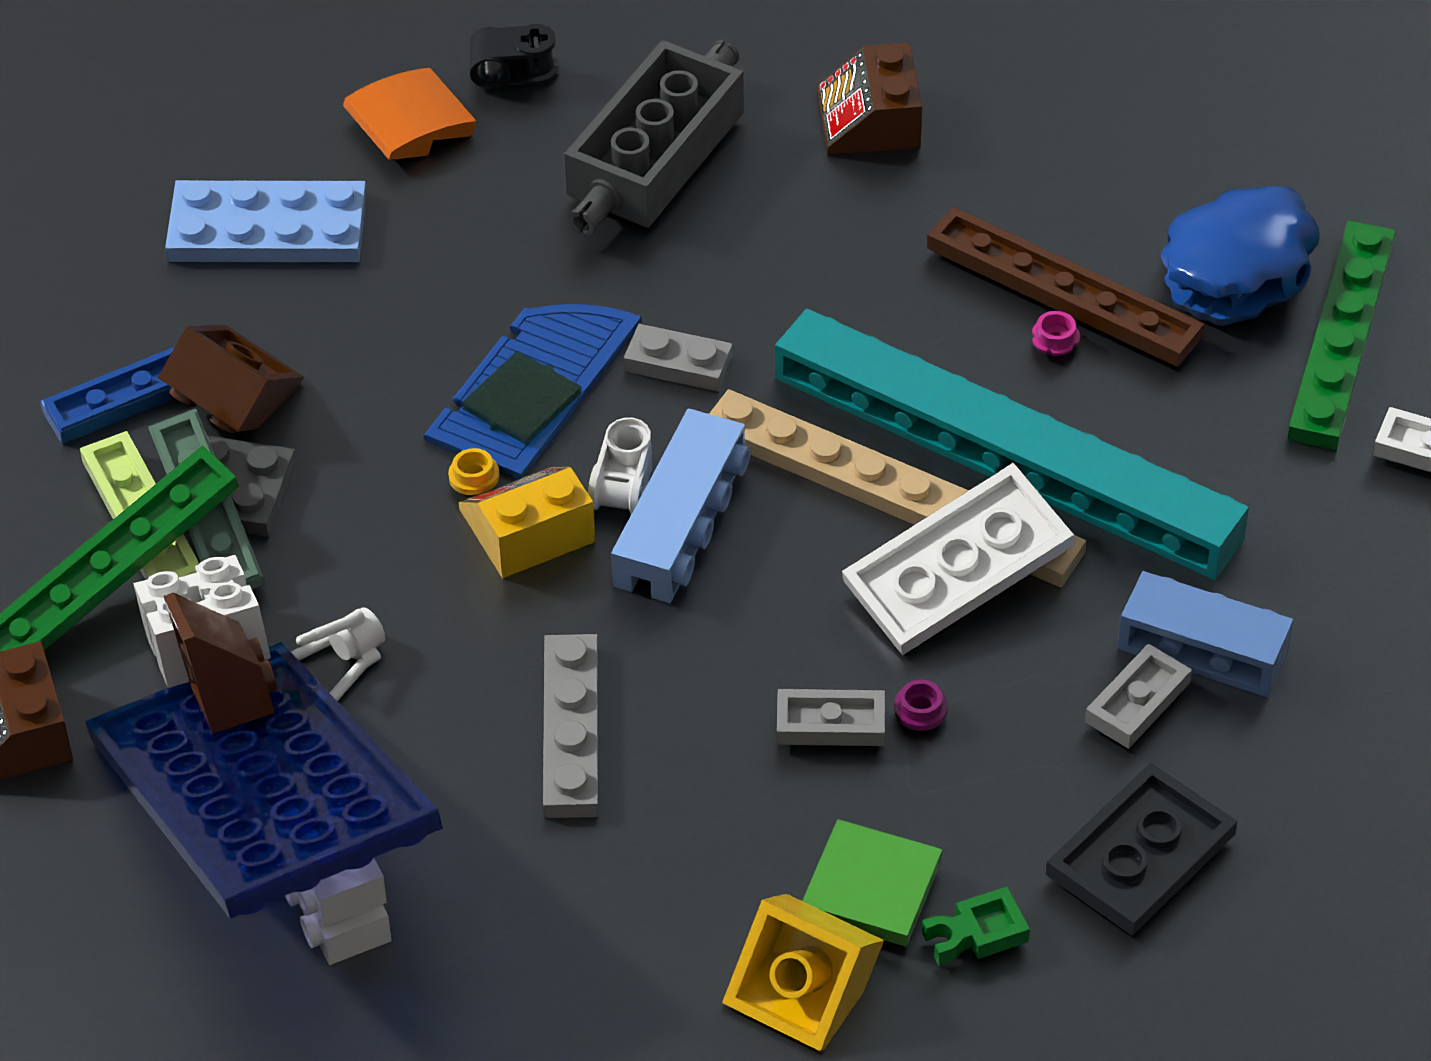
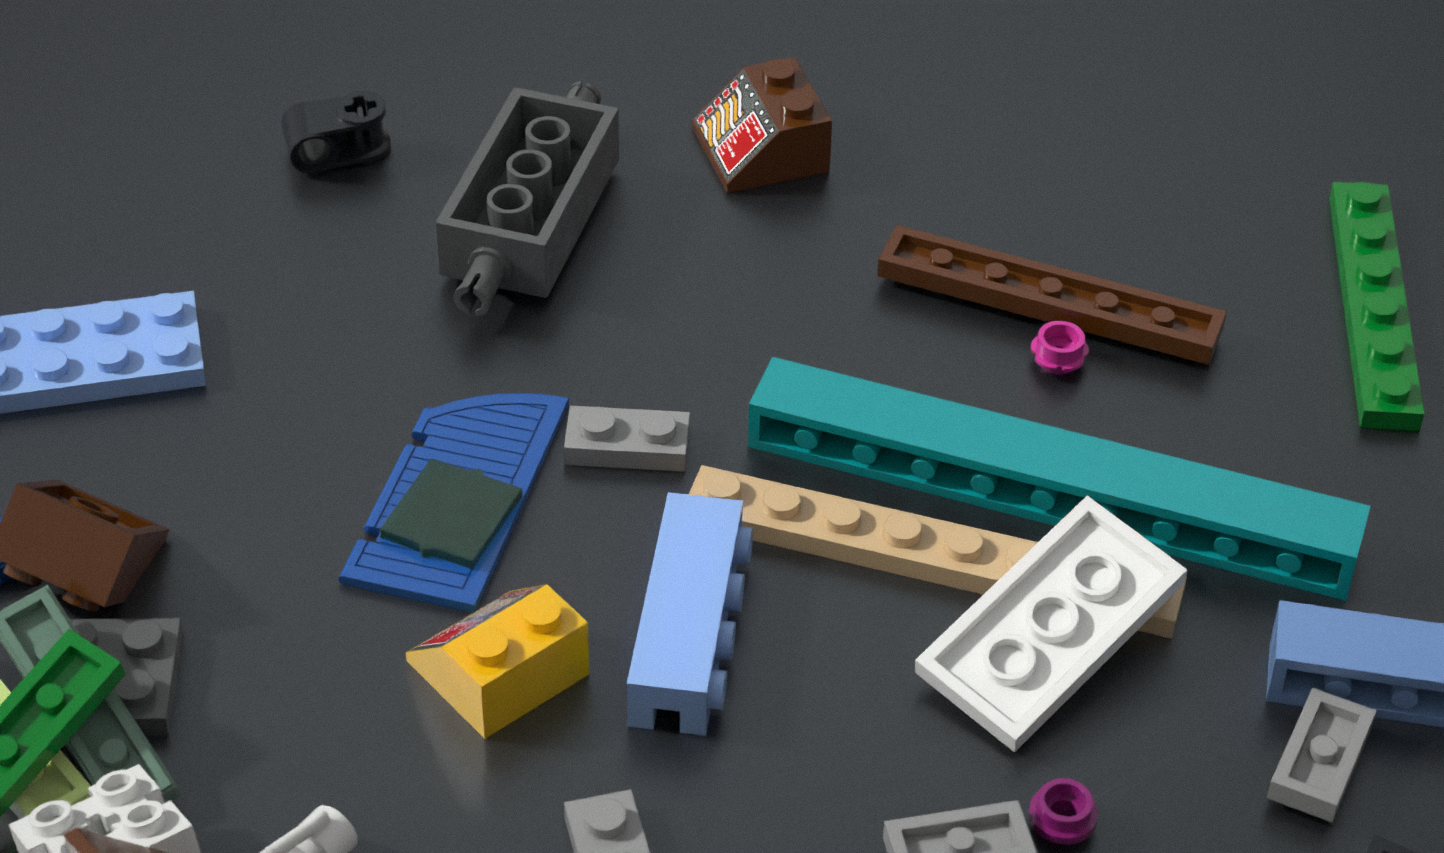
camera: 15 degrees left, 5 degrees down
(409, 113) = (227, 210): orange slope -> none
(473, 472) = (416, 612): yellow plate -> none
(622, 465) = (604, 573): white piece -> none
(1240, 254) = (1236, 231): blue piece -> none

